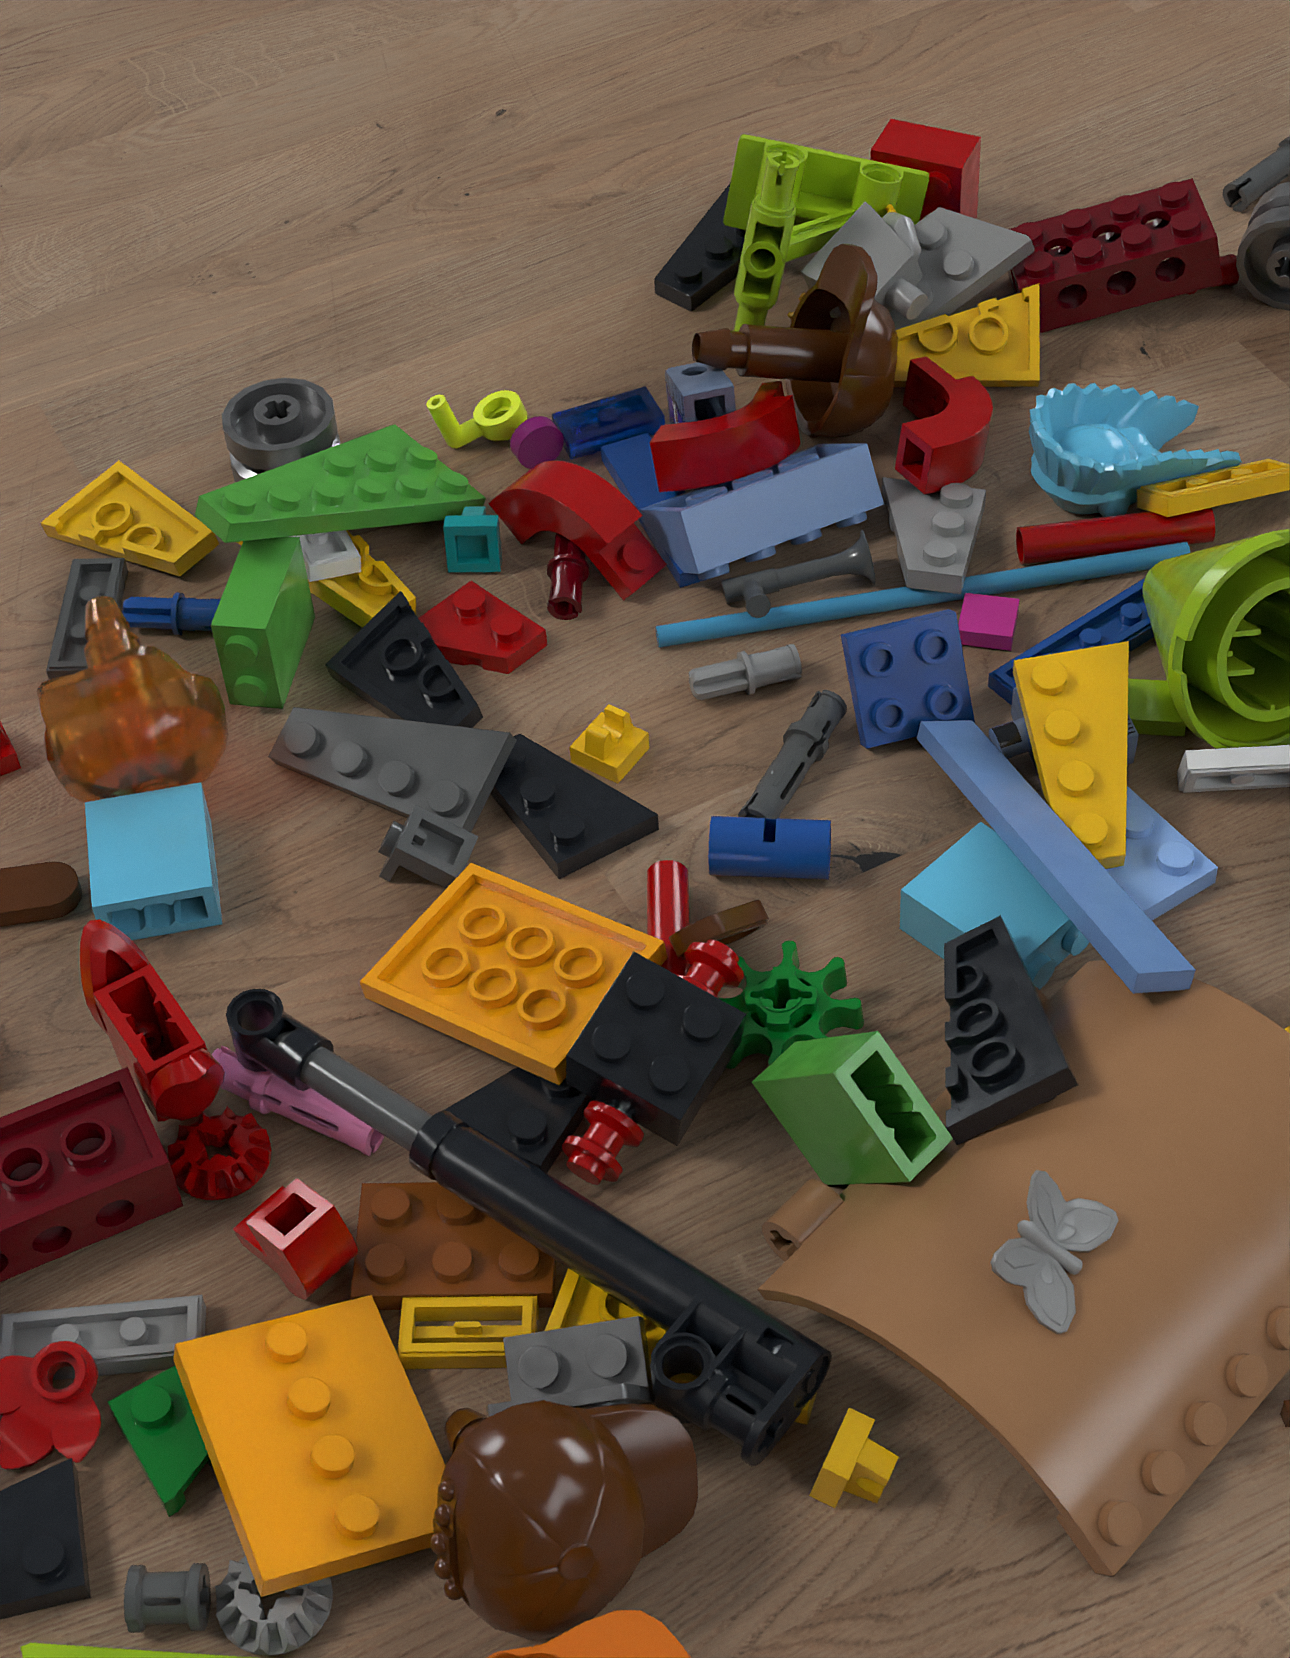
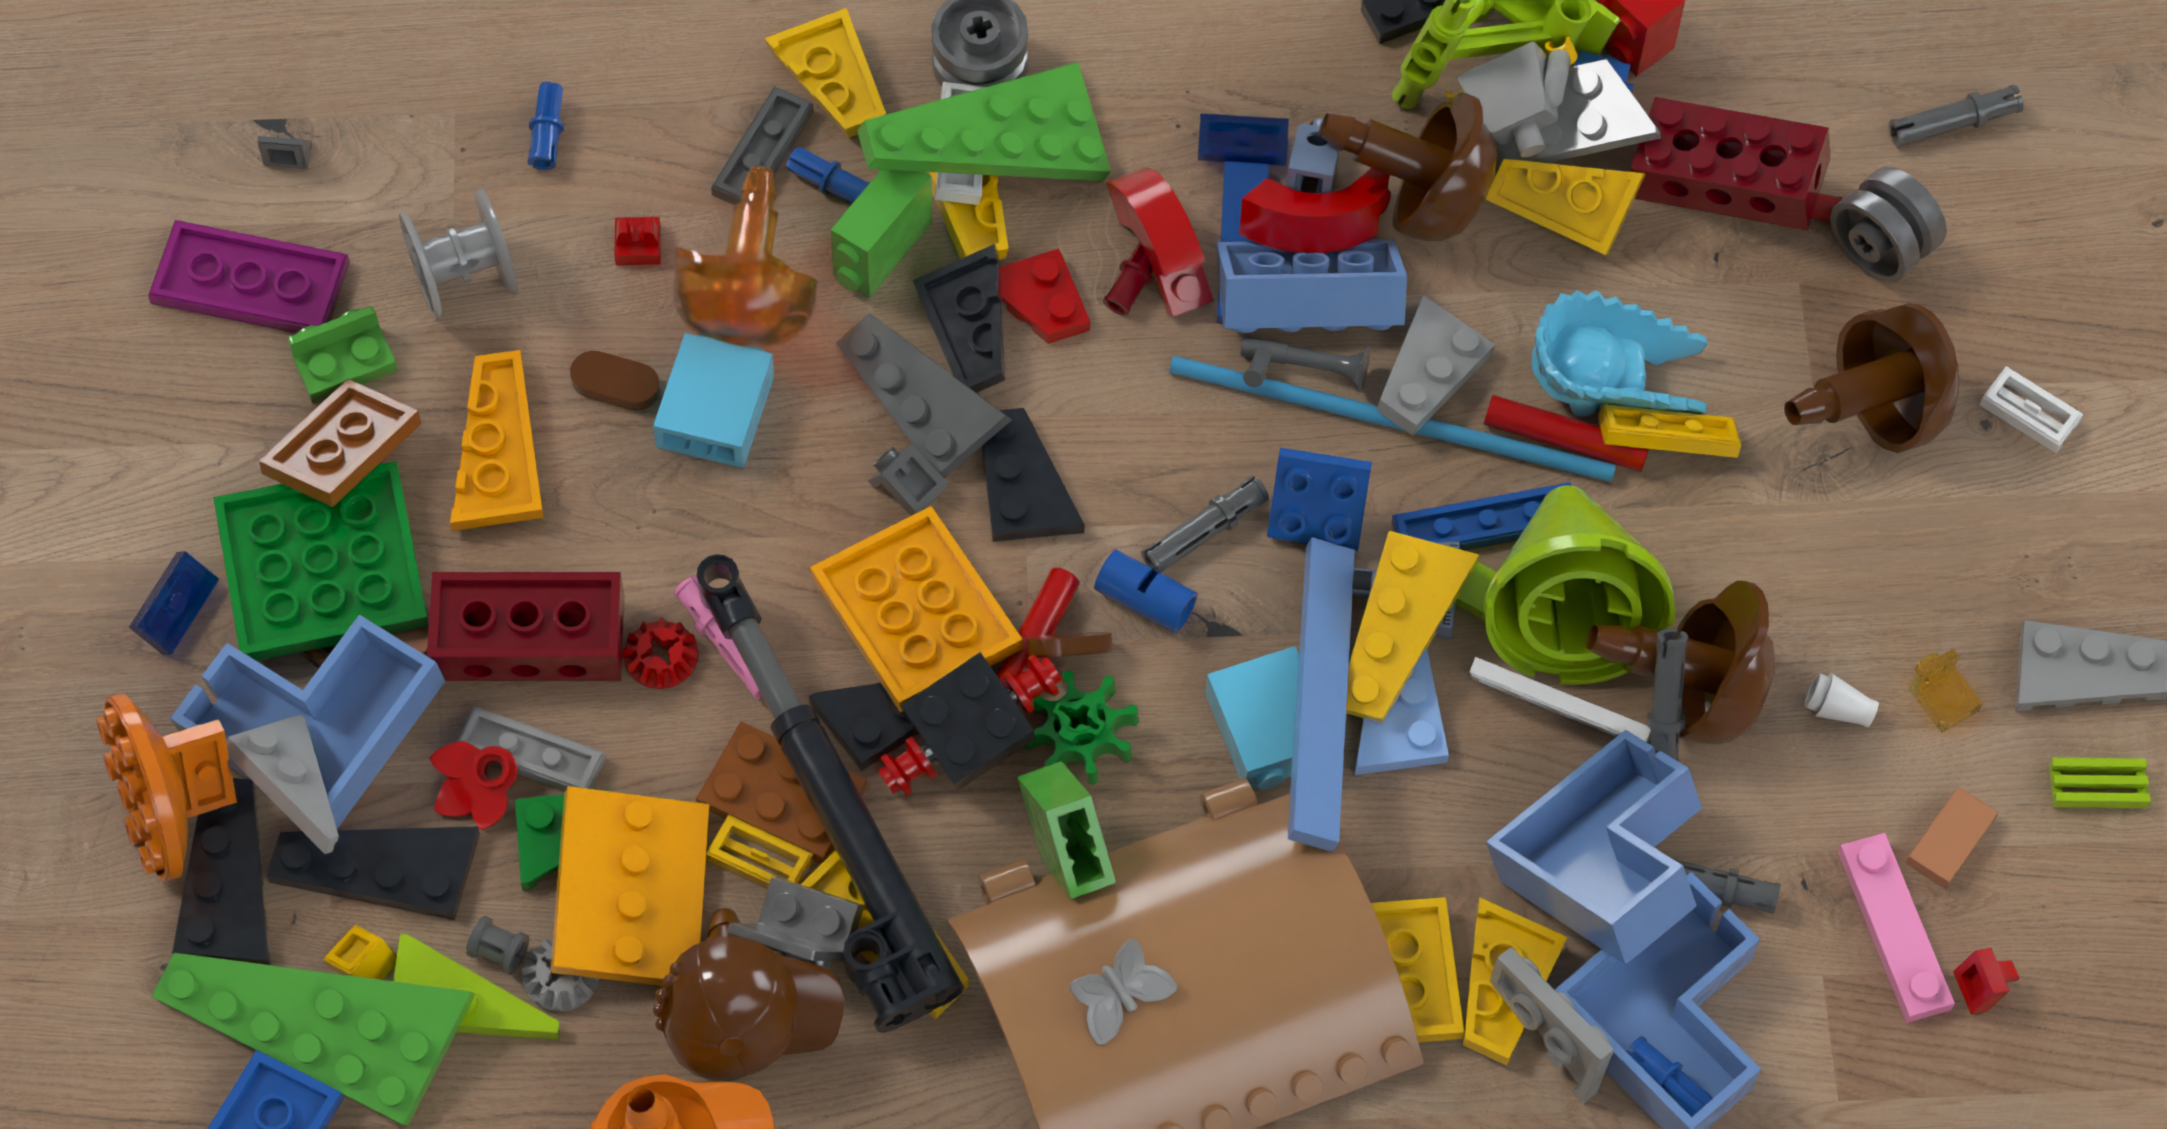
camera: 20 degrees right, 15 degrees up
(146, 1025) = (641, 526): red torso -> none
(298, 1237) = (677, 744): red brick -> none
(473, 541) = (1077, 212): teal tile -> none
(493, 418) = (1159, 92): neon yellow plate -> none
(536, 441) = (1176, 135): magenta tile -> none
(610, 745) = (1084, 447): yellow tile -> none
(746, 672) = (1215, 429): light grey axle -> none
(854, 1463) = (944, 1058): yellow tile -> none
(951, 428) = (1491, 294): red arch -> none
(988, 621) = (1423, 466): dark pink tile -> none
(997, 1034) = (1195, 819): black wing -> none

